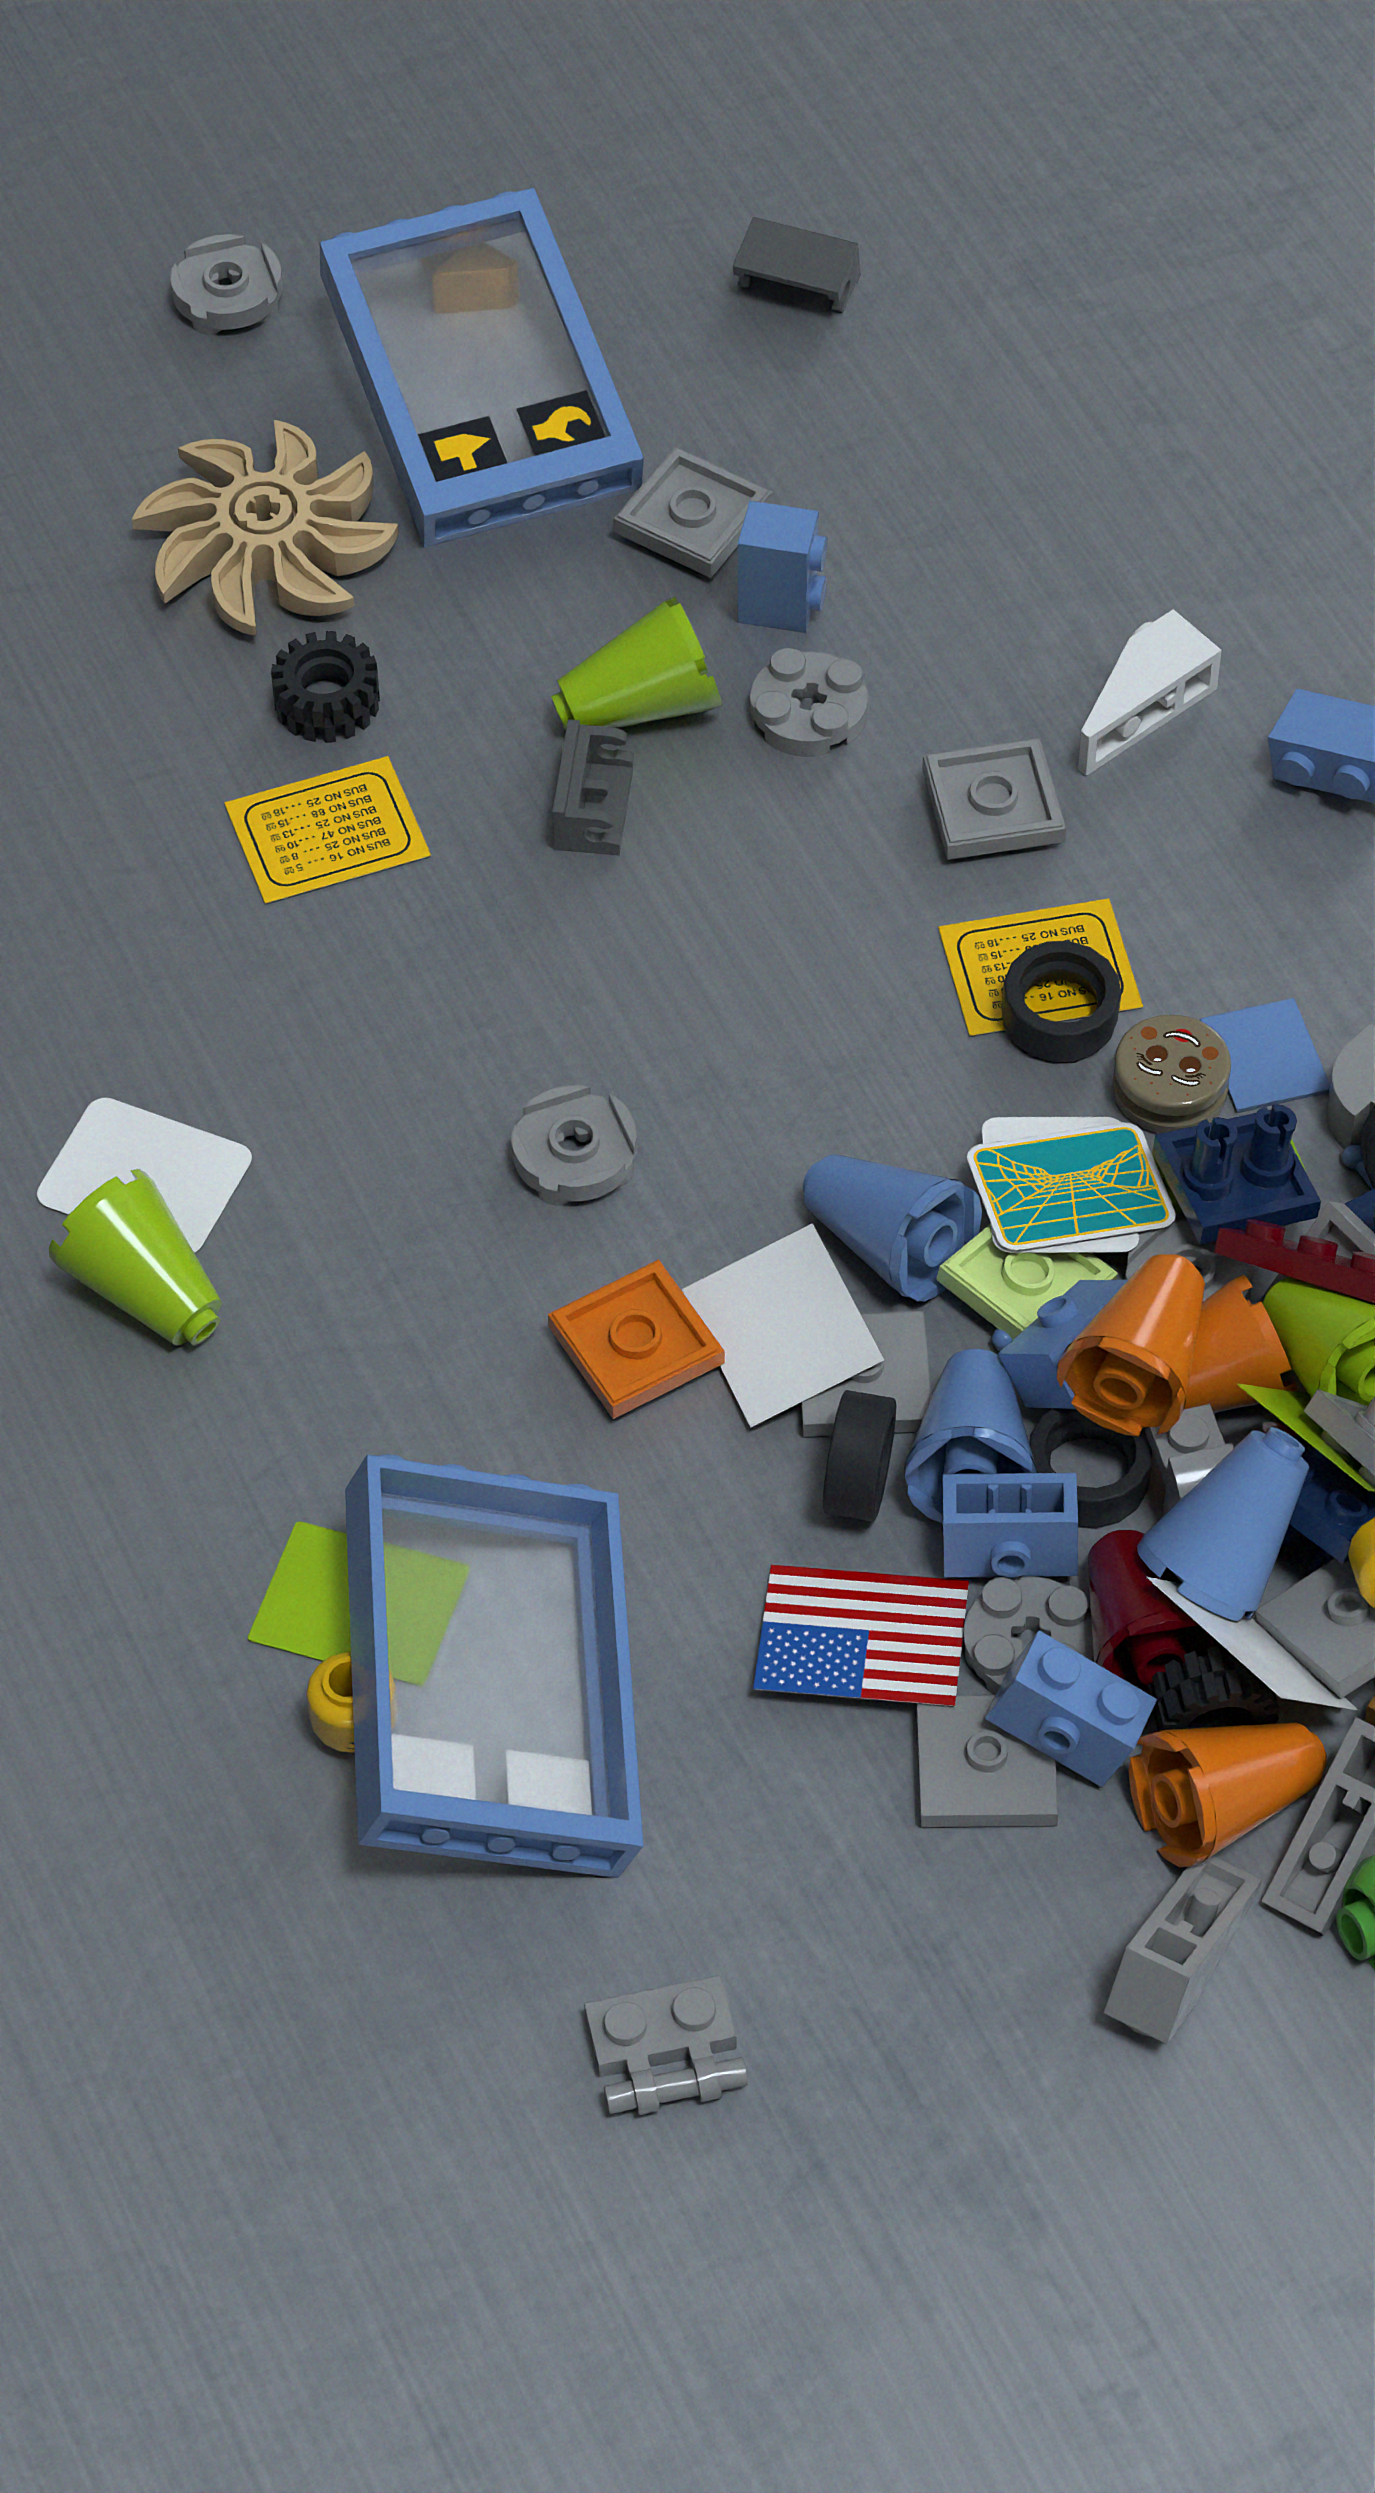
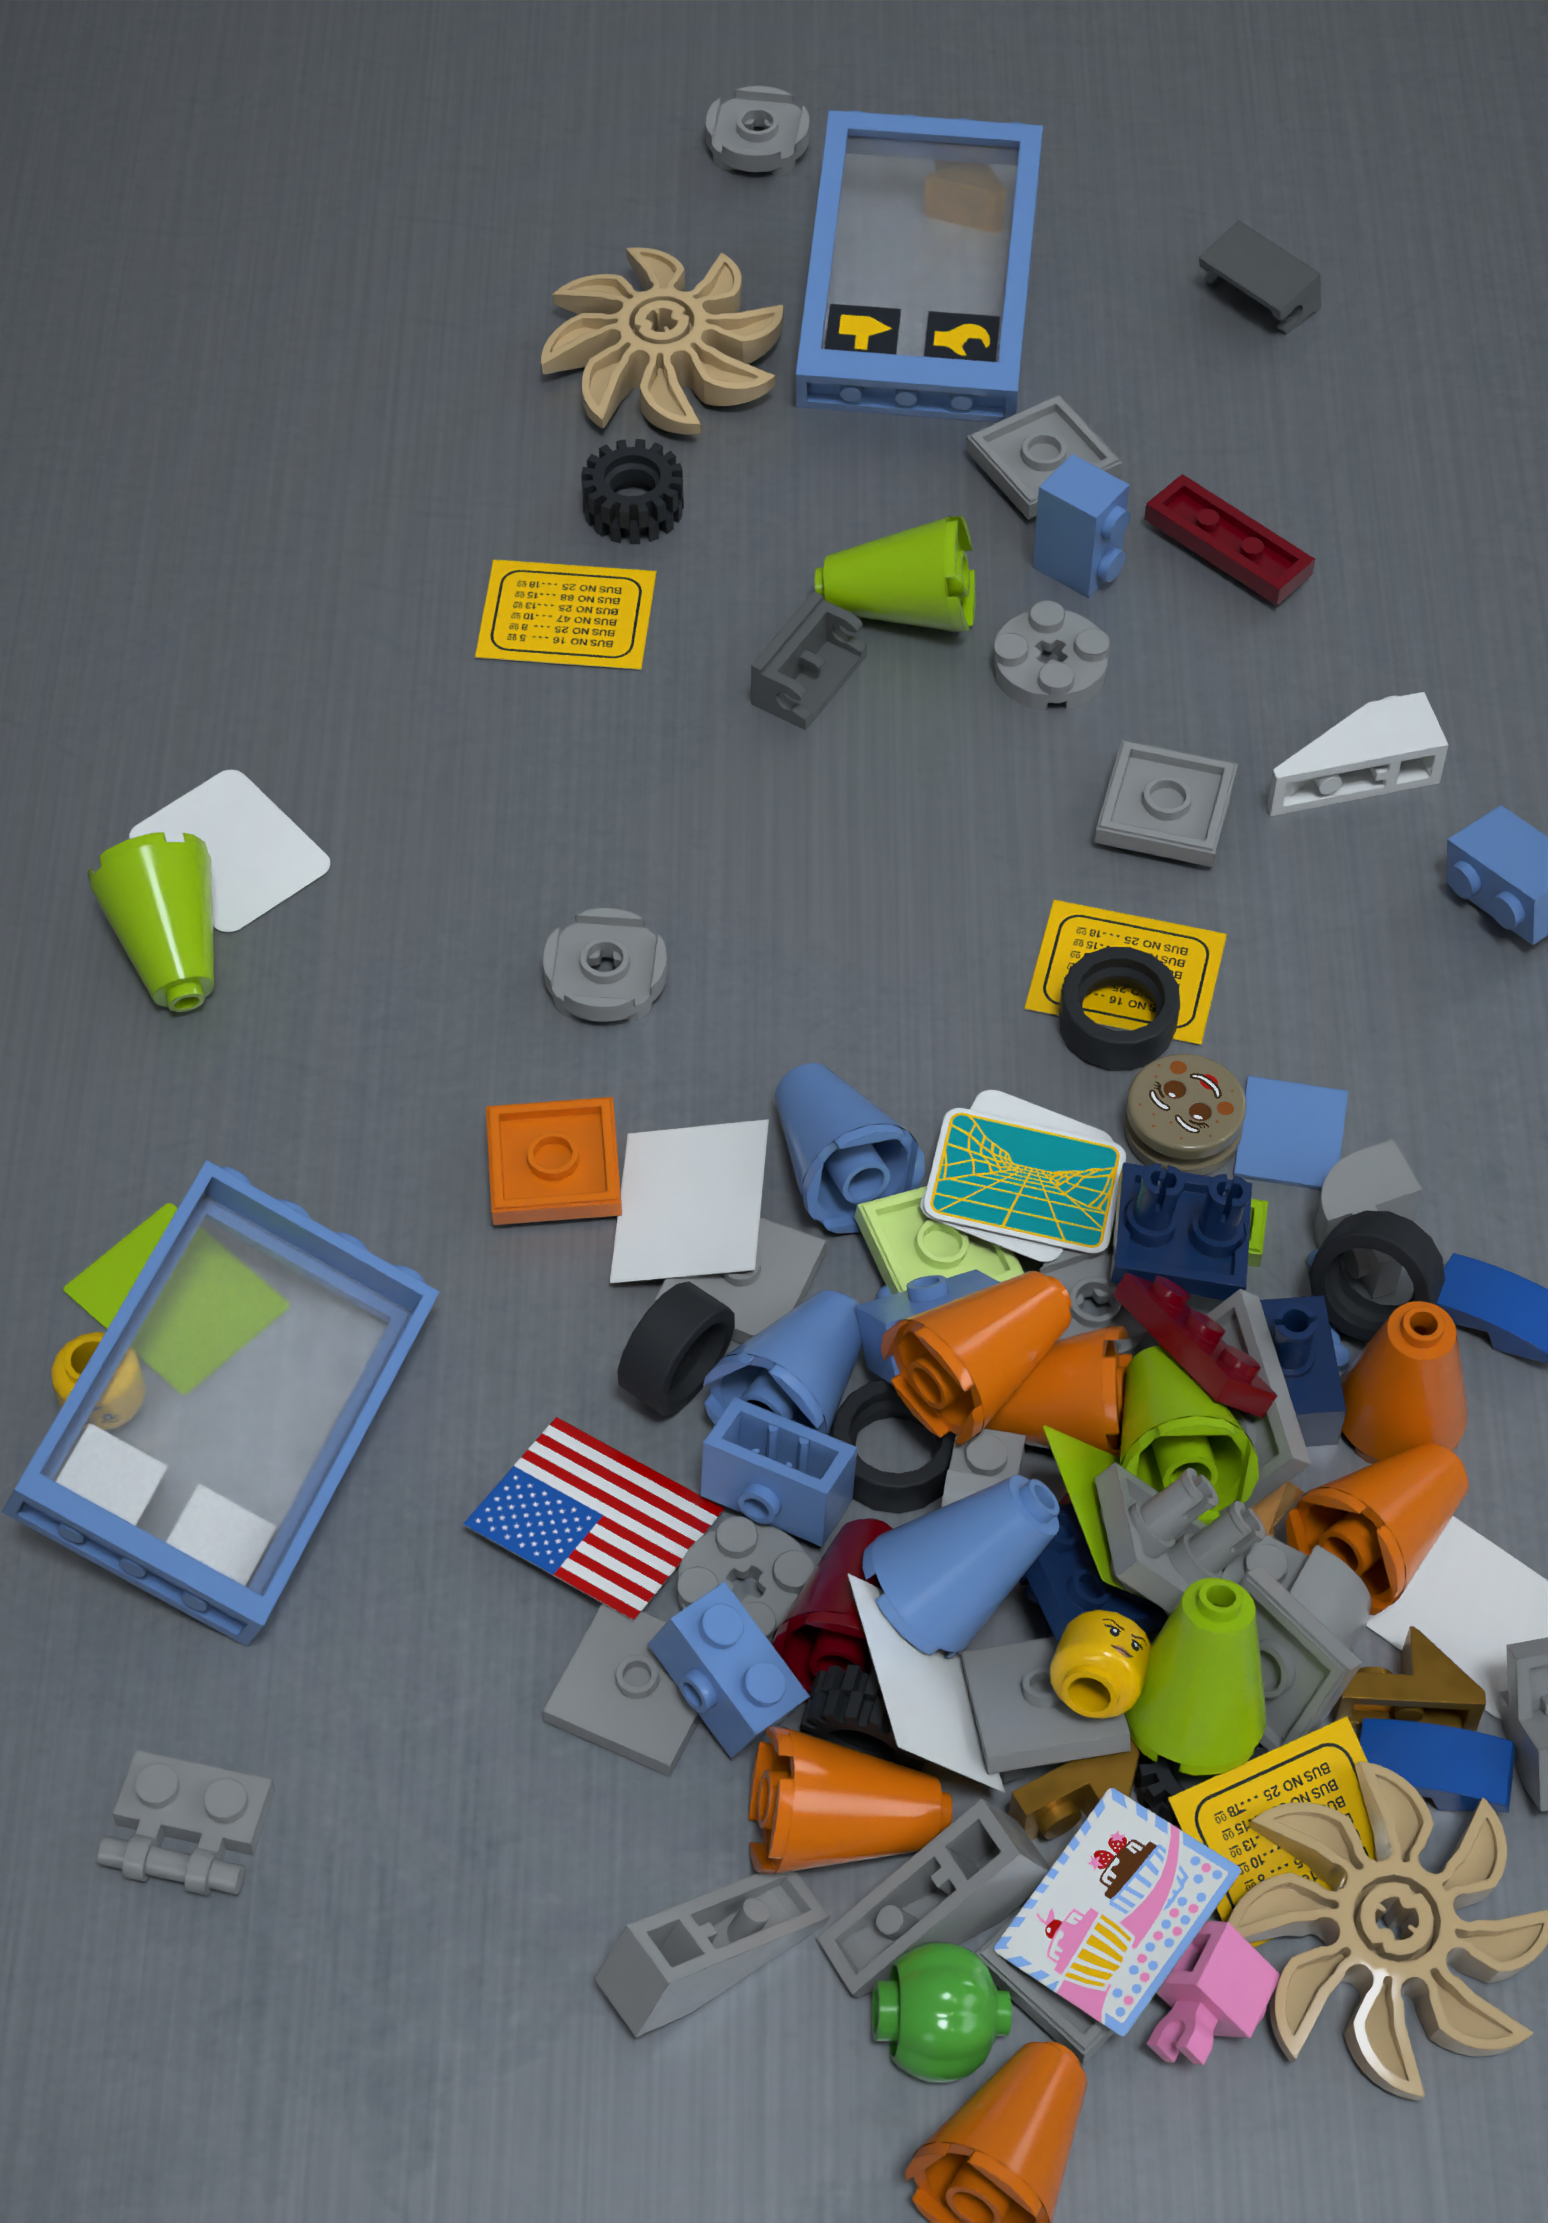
camera: 25 degrees right, 0 degrees up
(909, 529) = (1229, 539): none -> dark red plate

